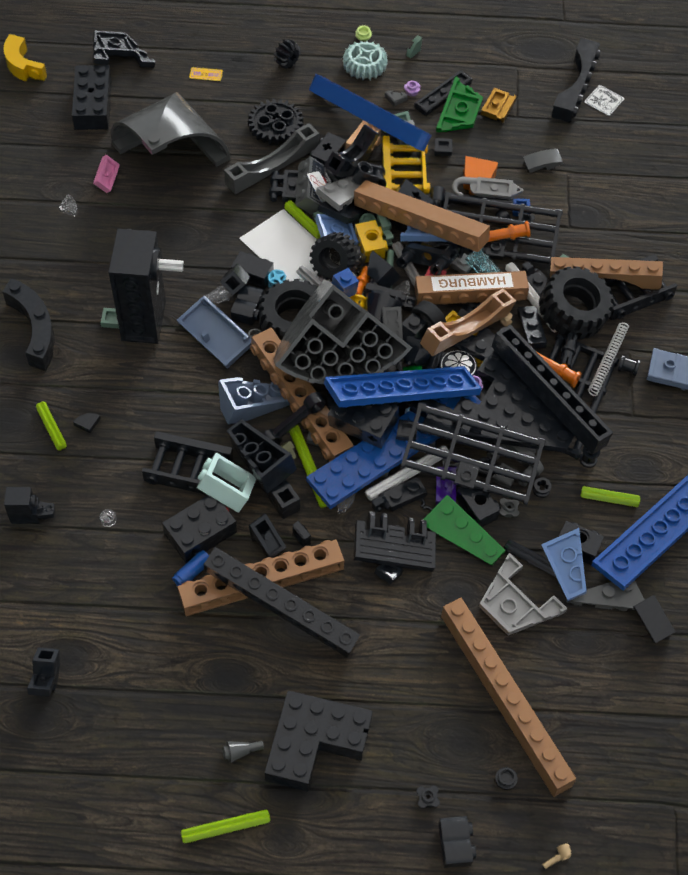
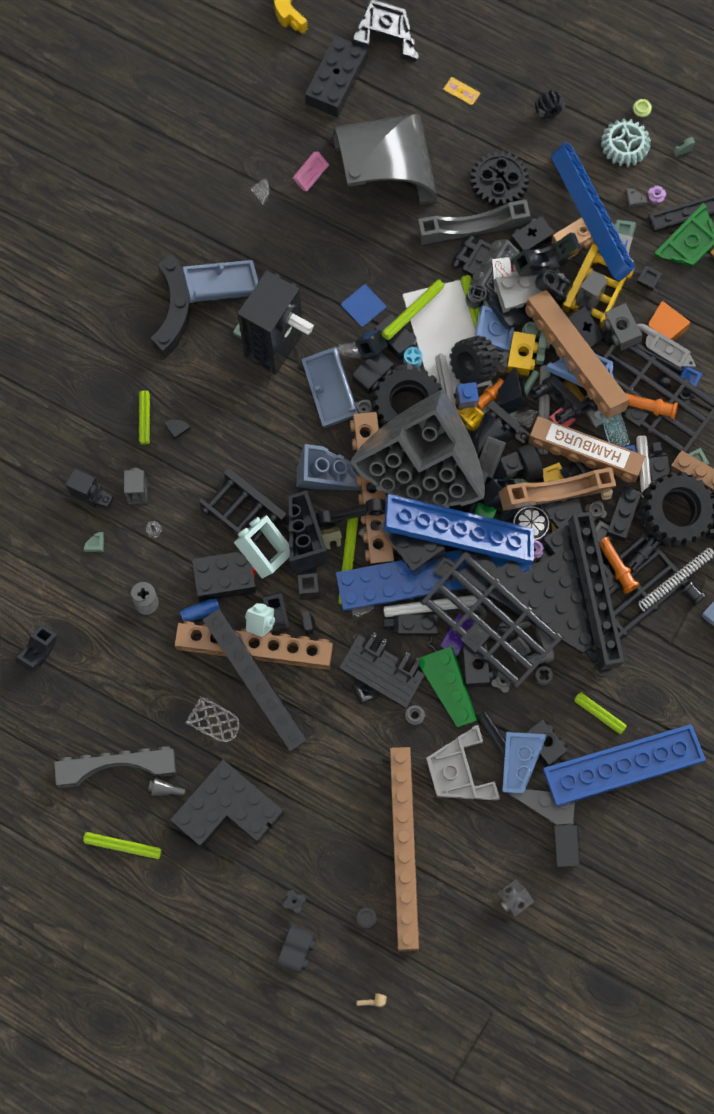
camera: 30 degrees right, 15 degrees up
(56, 554) = (95, 543): none -> sand green tile
(68, 284) = (219, 280): none -> sand blue container
(74, 483) = (135, 486): none -> dark grey brick
(132, 578) = (144, 598): none -> dark grey piece
(139, 776) = (74, 772): none -> dark grey arch
(209, 259) = (363, 305): none -> blue sticker
(256, 547) = (259, 619): none -> light aqua brick
(257, 241) = (413, 309): none -> lime axle
(263, 664) = (212, 725): none -> clear window
(306, 210) = (475, 296): none -> black wheel
(405, 164) = (591, 291): none -> dark grey brick
(446, 566) = (415, 709): none -> dark grey plate
(447, 182) = (622, 317): none -> dark grey brick
(635, 690) = (515, 898): none -> flat silver brick

